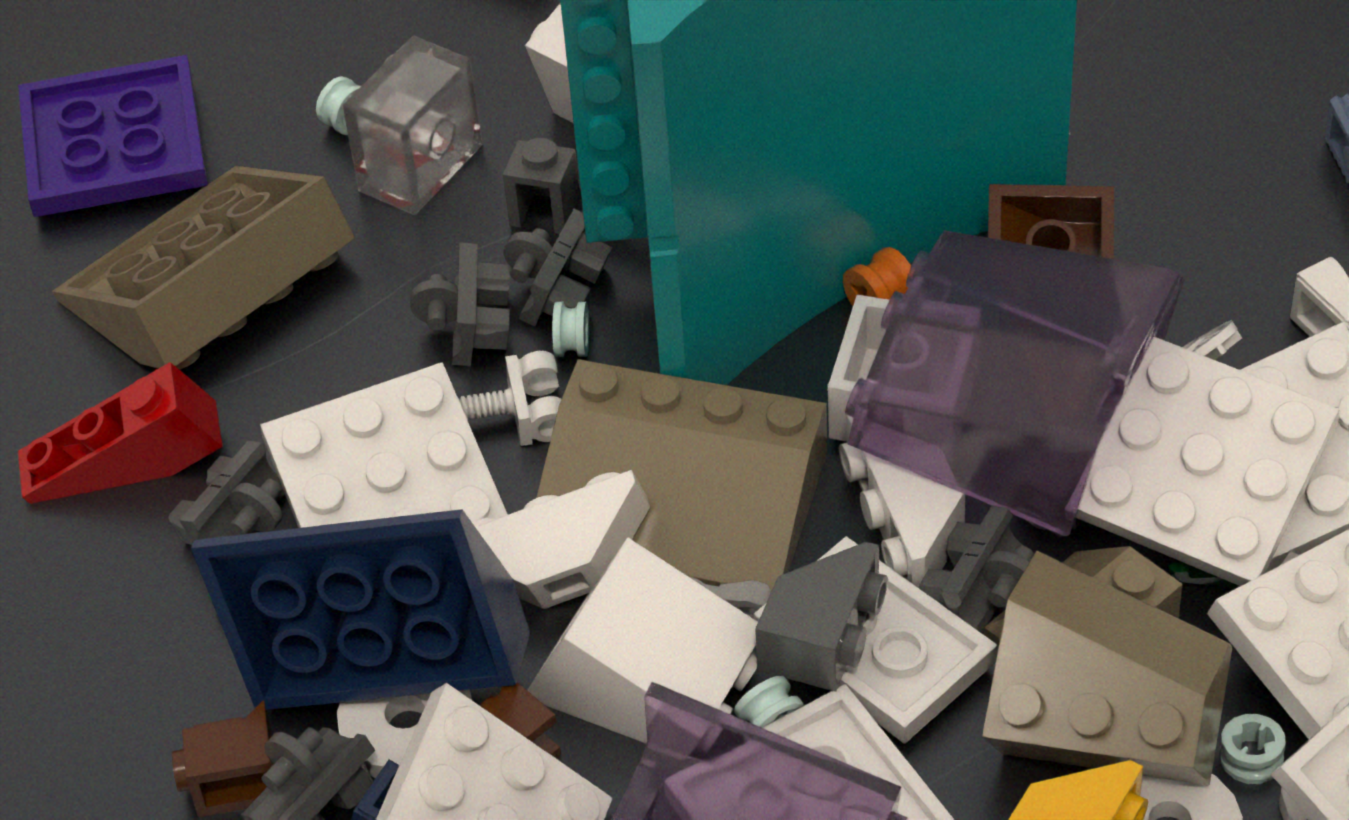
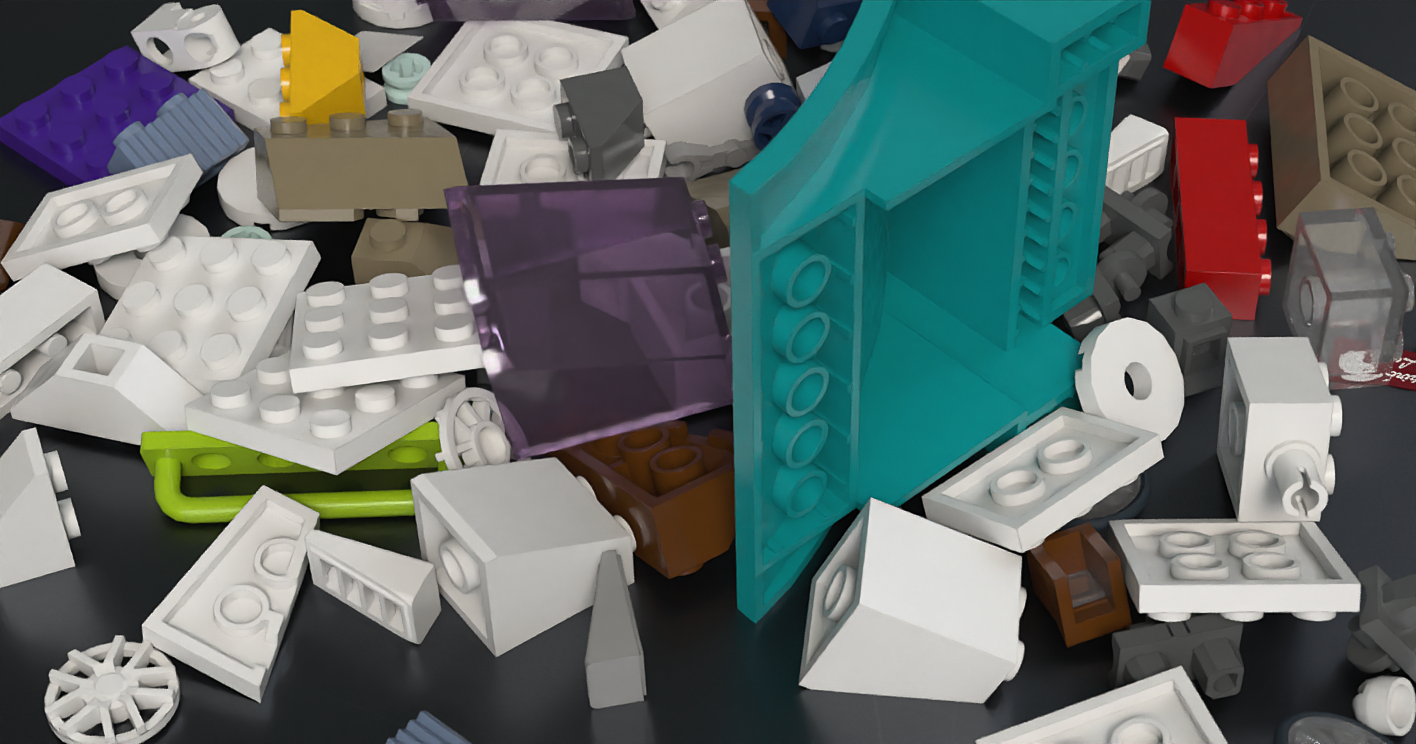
camera: 140 degrees right, 5 degrees down
(369, 284) = (1217, 212): none -> red brick
(388, 355) = (1135, 154): none -> white slope
(652, 530) = (772, 102): none -> dark blue wheel
(1189, 193) = (614, 648): none -> light grey slope
(1234, 261) = (516, 545): none -> white slope

